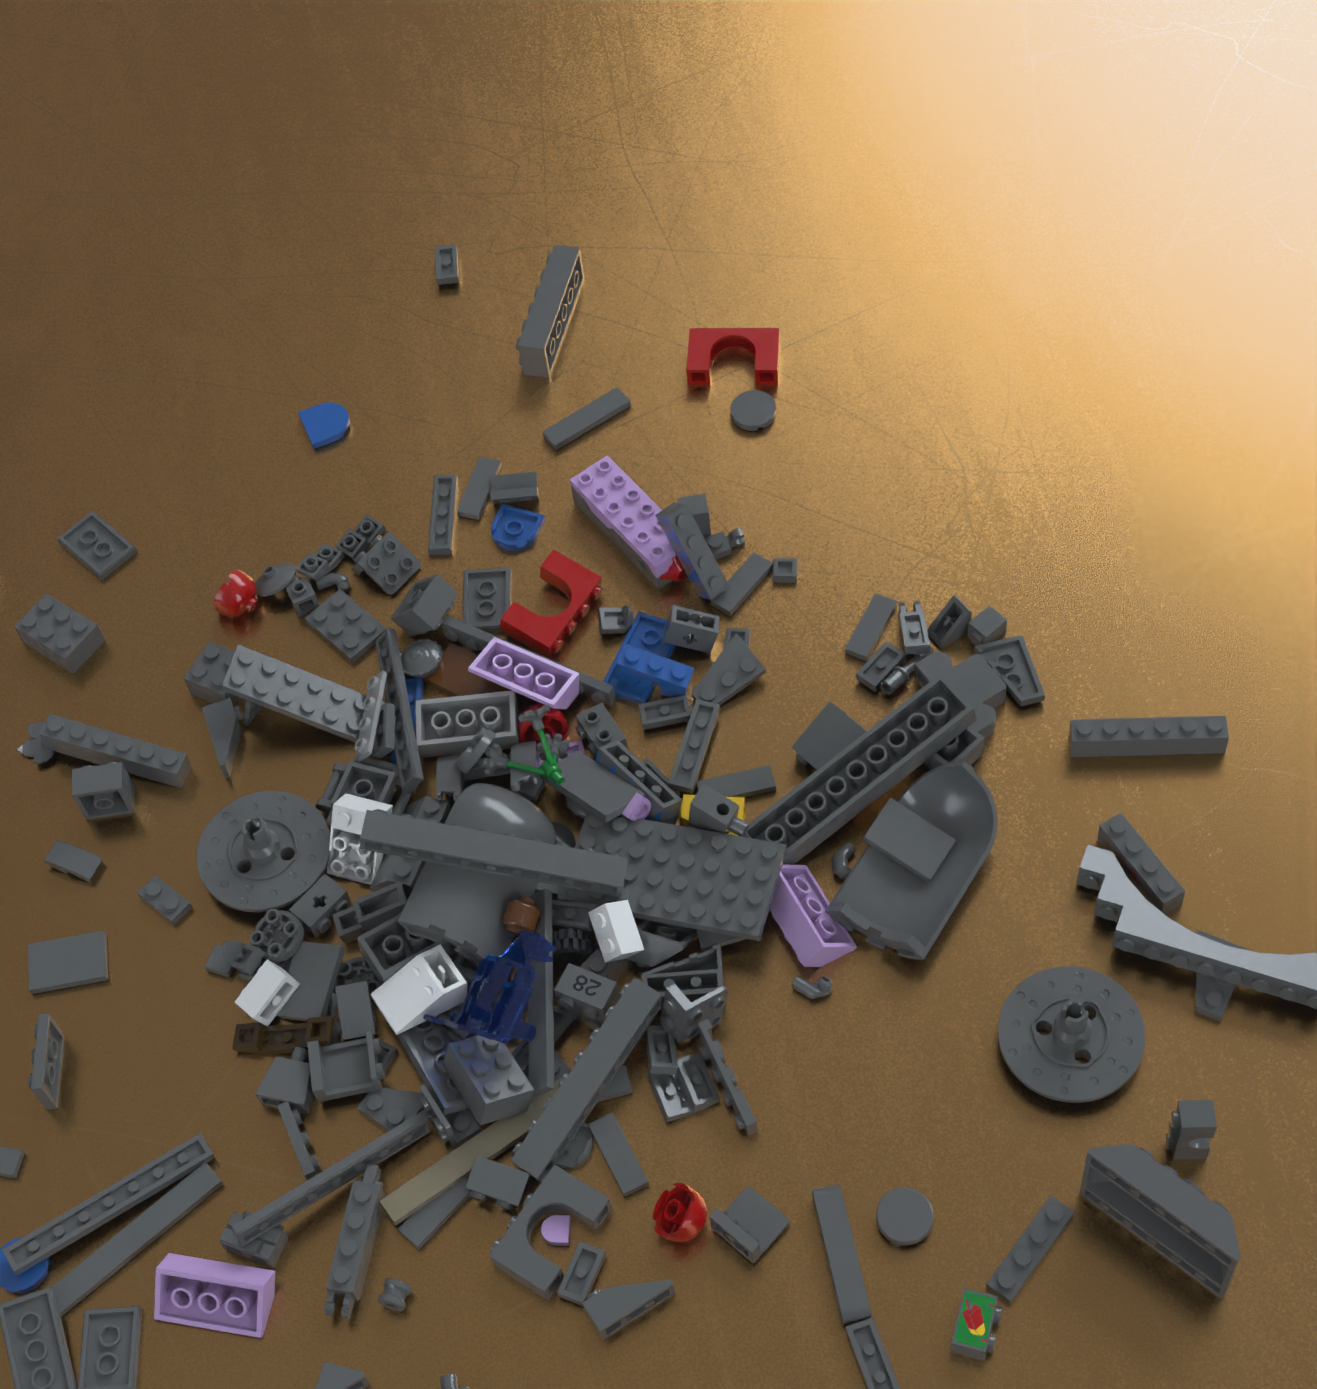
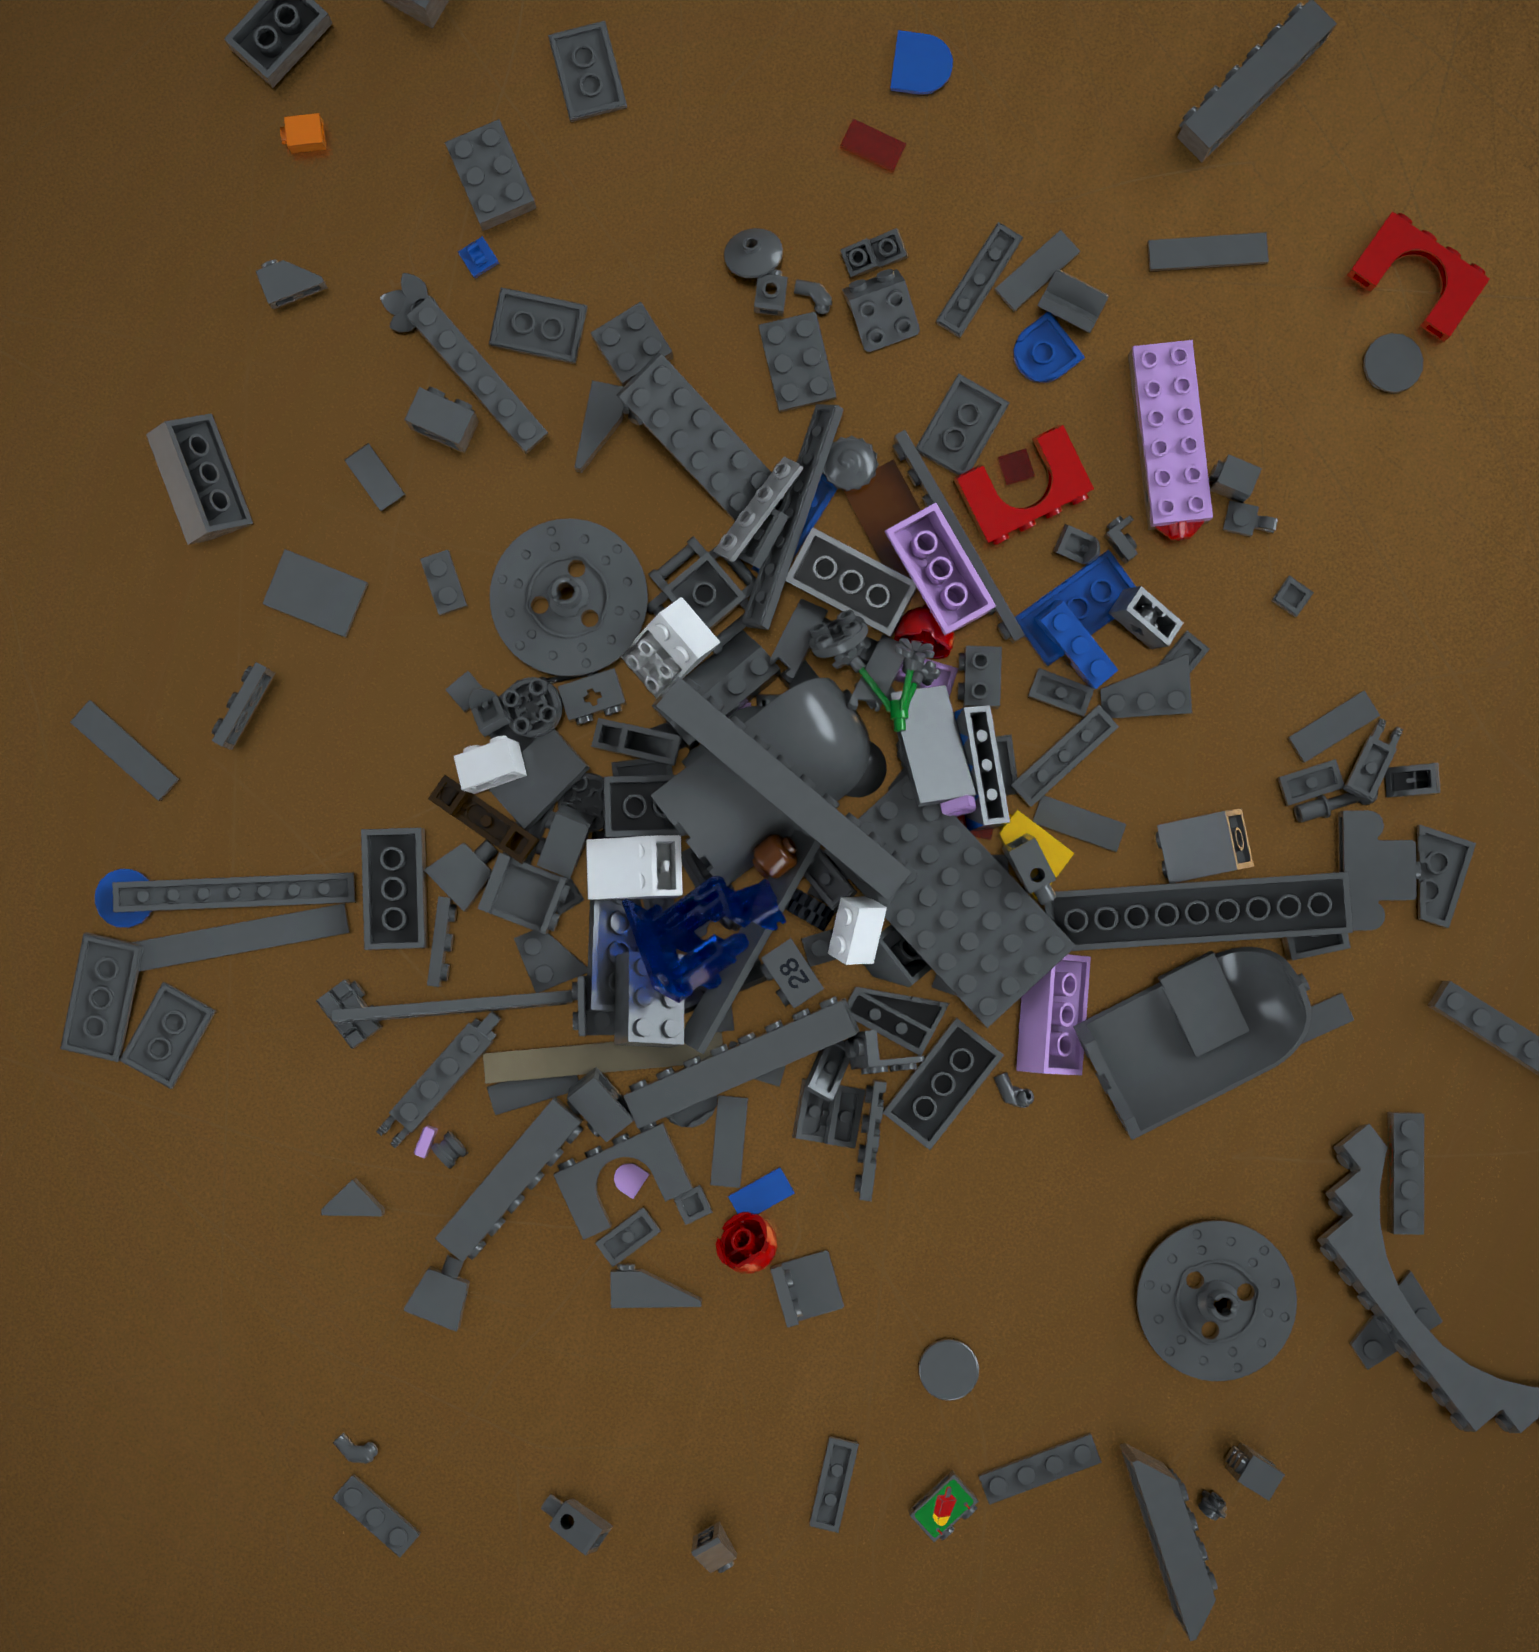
camera: 25 degrees right, 30 degrees up
(77, 688) = (478, 257): none -> blue tile
(145, 705) = (538, 325): none -> dark grey tile
(213, 1294) = (287, 1044): lavender slope -> none
(236, 596) = (701, 253): red cylinder -> none
(239, 1123) = (394, 888): none -> dark grey brick
(320, 563) = (812, 263): dark grey slope -> none
(321, 481) = (873, 145): none -> clear red tile
(370, 1298) = (425, 1141): none -> lavender tile
(424, 605) = (888, 404): dark grey brick -> none
(456, 1282) = (508, 1180): none -> dark grey brick
(540, 602) = (1016, 467): none -> clear red tile
(618, 1217) = (693, 1205): none -> dark grey plate
(643, 601) = (1121, 544): none -> dark grey bracket
(672, 1170) = (762, 1193): none -> blue tile
(692, 550) = (1203, 532): dark grey brick -> none
(742, 584) = (1236, 584): dark grey tile -> none
(754, 1007) = (942, 1083): none -> dark grey brick
(840, 858) = (1125, 975): dark grey arm -> none
(841, 1254) = (869, 1367): dark grey beam -> none
(987, 627) = (1446, 810): dark grey brick -> none
(1007, 800) = (1328, 1016): none -> dark grey tile

